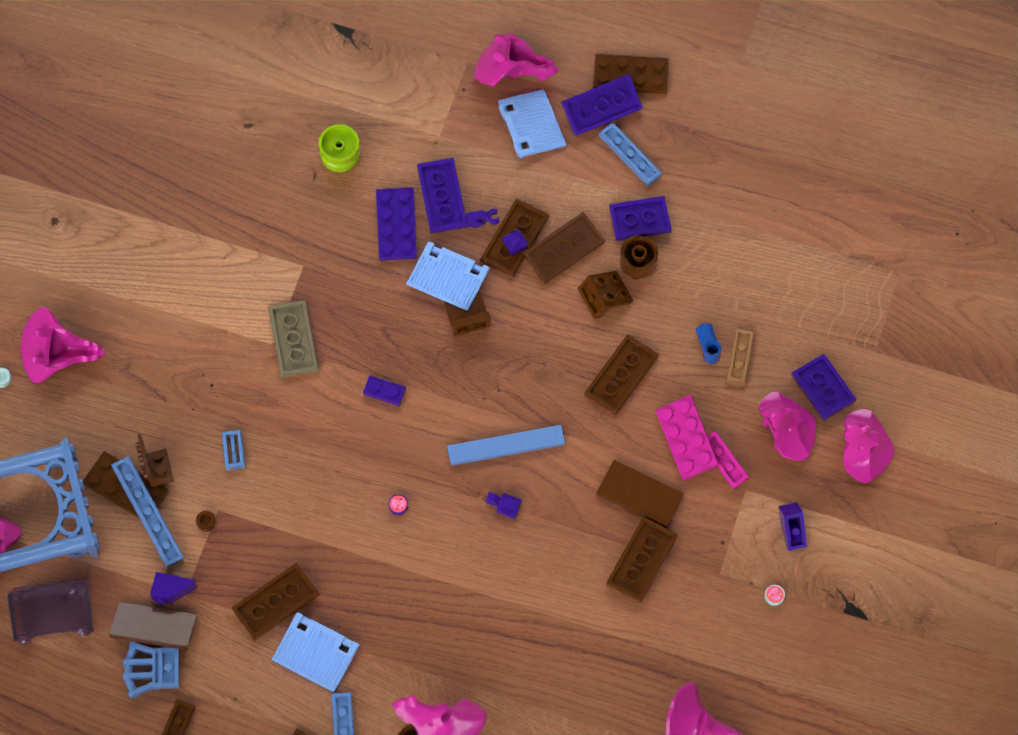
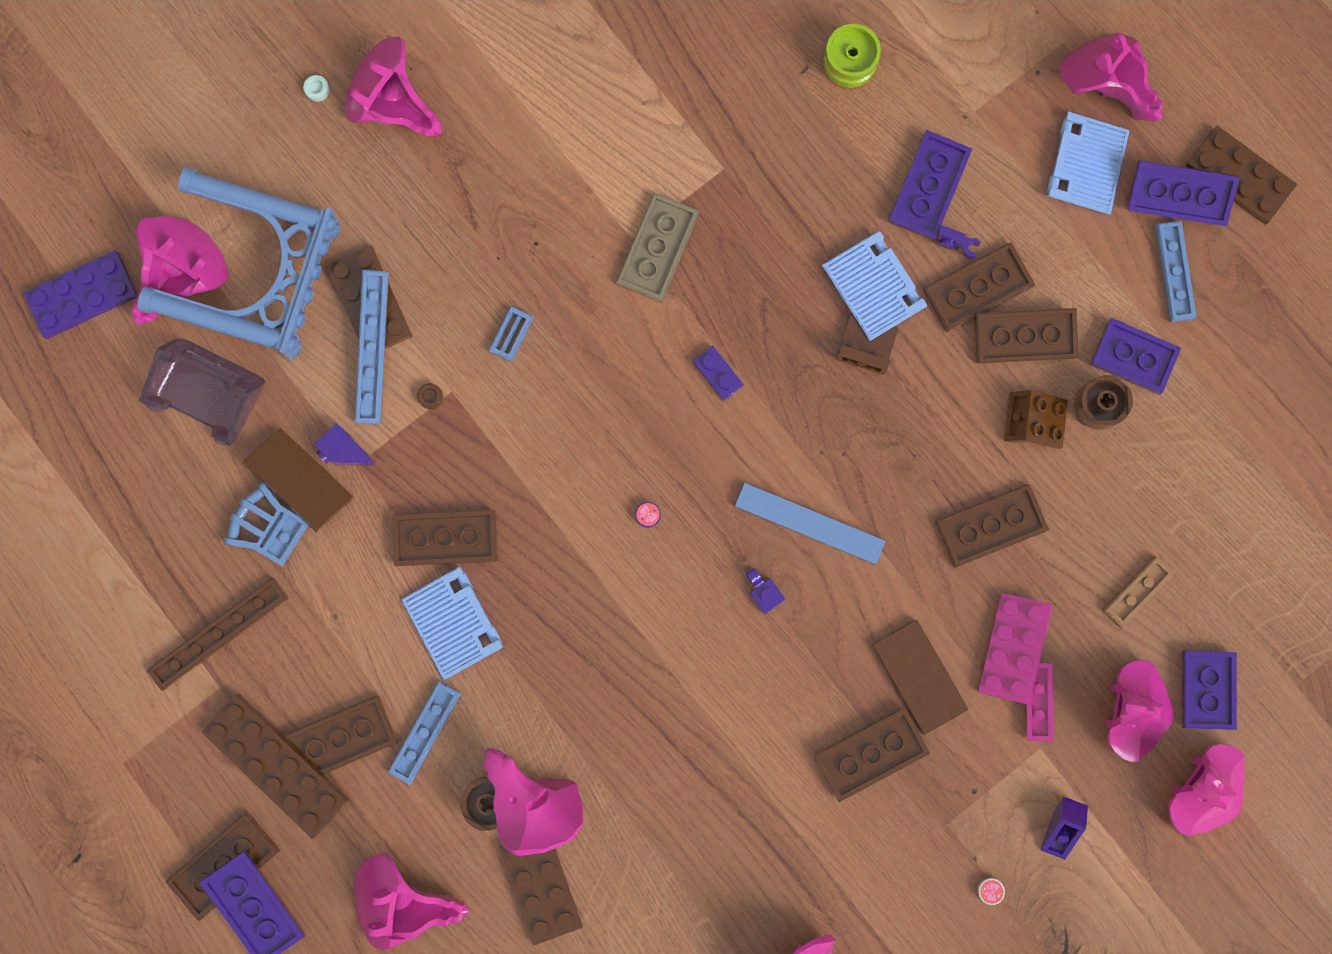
camera: 30 degrees right, 15 degrees up
(156, 464) = (412, 297): reddish brown bracket -> none
(396, 224) = (857, 185): dark purple plate -> none
(514, 242) = (975, 294): dark purple plate -> none
(708, 342) = (1115, 552): blue piece -> none

